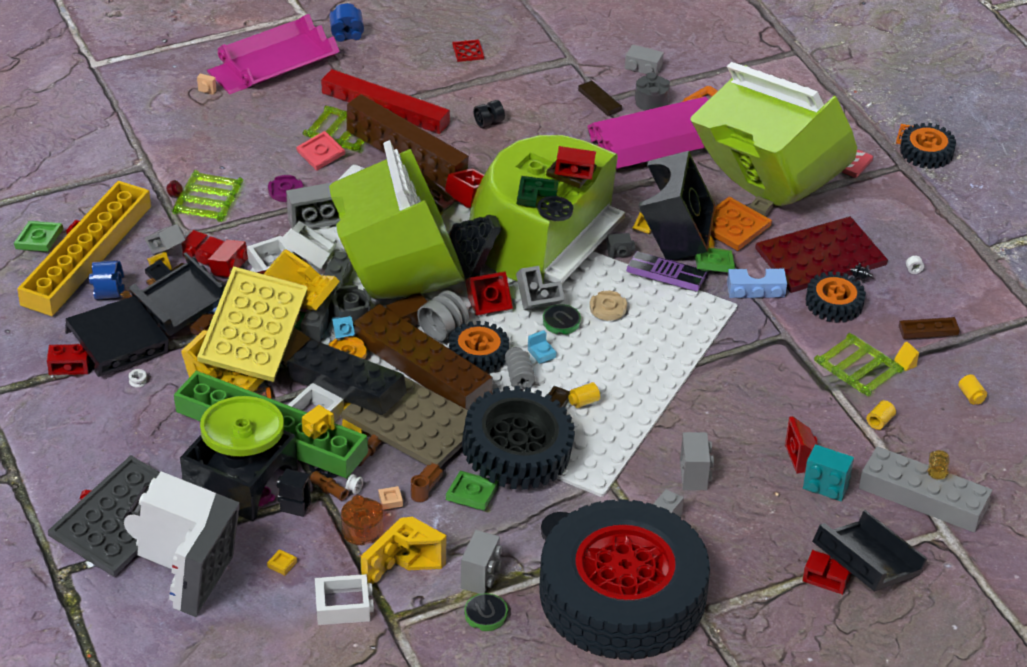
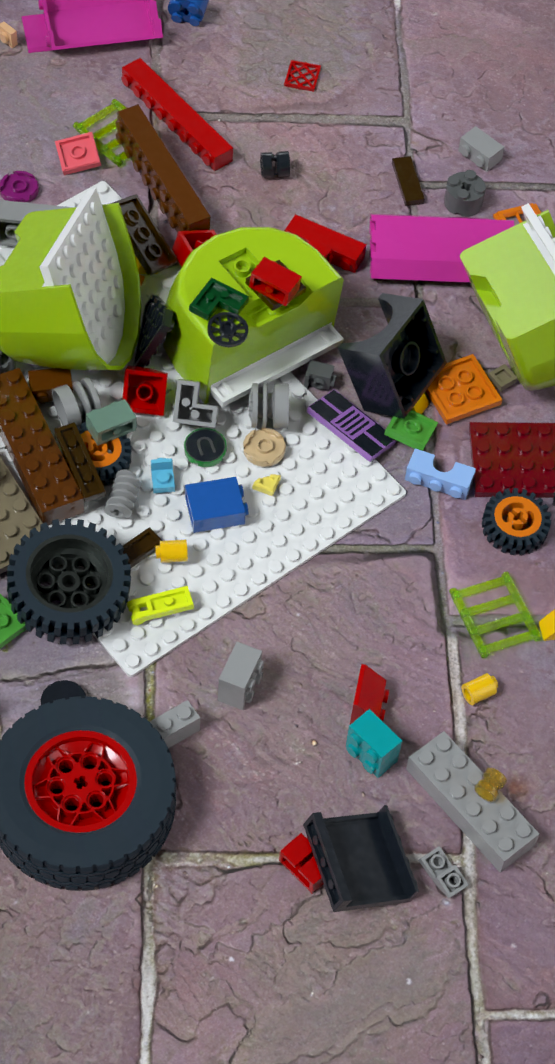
camera: 20 degrees right, 15 degrees up
(474, 352) = (80, 462): none -> dark brown plate
(481, 317) = (111, 422): none -> sand green brick
(597, 353) = (215, 504): none -> blue brick
(598, 435) = (160, 605): none -> neon yellow plate
(599, 271) = (269, 405): none -> light grey wheel
(627, 329) = (267, 484): none -> light yellow tile
(936, 547) = (443, 873): none -> light grey slope

